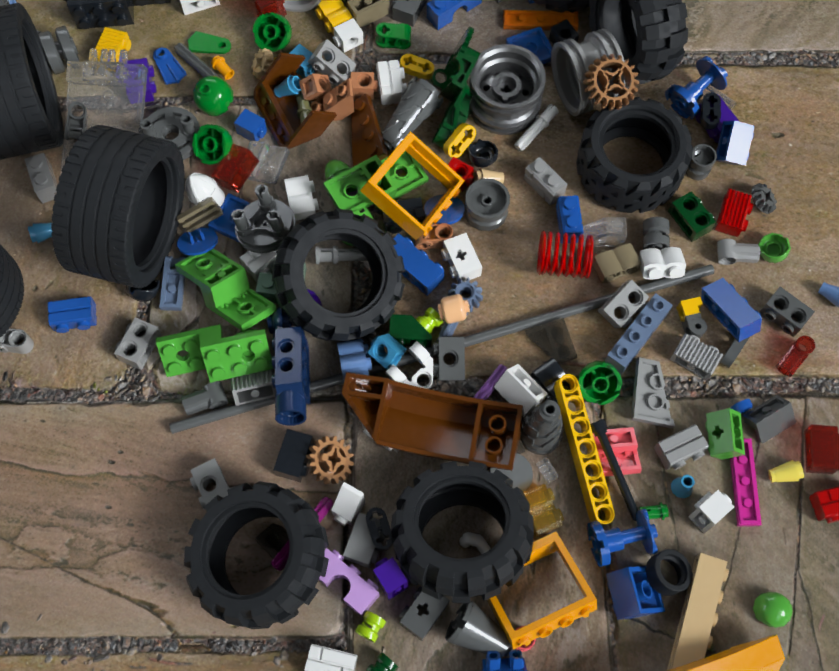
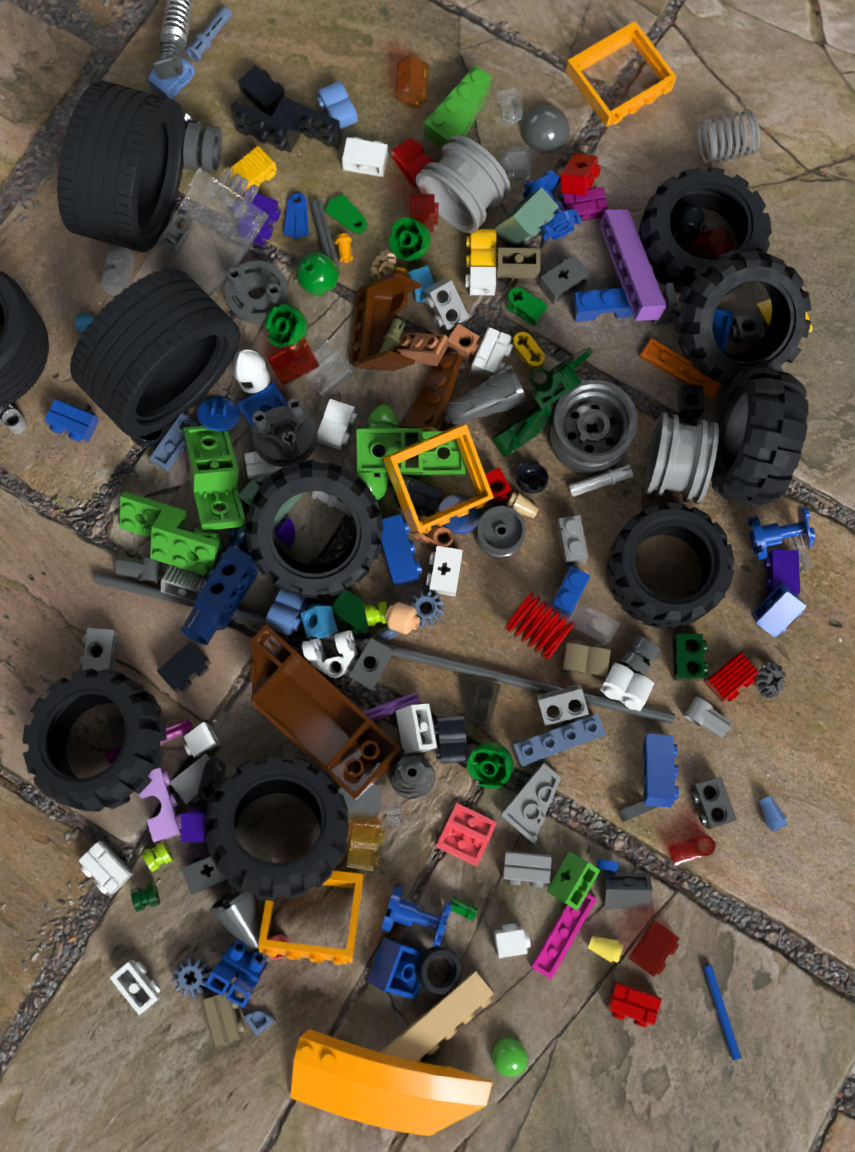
camera: 30 degrees right, 10 degrees up
(144, 345) = (114, 487): light grey brick -> none
(201, 217) = (234, 391): dark tan tile -> none
(250, 126) = (334, 325): blue brick -> none
(288, 87) = (392, 306): dark azure cone -> none
(315, 86) = (415, 320): nougat brick -> none
(325, 468) = (206, 698): medium nougat gear -> none
(459, 140) = (515, 454): yellow beam -> none
(472, 539) = (293, 837): white arm -> none
(535, 41) = (651, 393): blue plate -> none
(580, 460) = (435, 829): yellow beam -> none
(599, 430) = (460, 807): black piece -> none
(625, 90) = (693, 484): medium nougat gear -> none
(682, 486) = (498, 899): dark azure cone -> none
(691, 317) = (619, 753): leg -> none
(696, 356) = (598, 793): light grey brick -> none
(702, 162) = (734, 608): dark grey wheel -> none
(714, 111) = (780, 567): black beam -> none
(774, 247) = (745, 734): bright green hair -> none

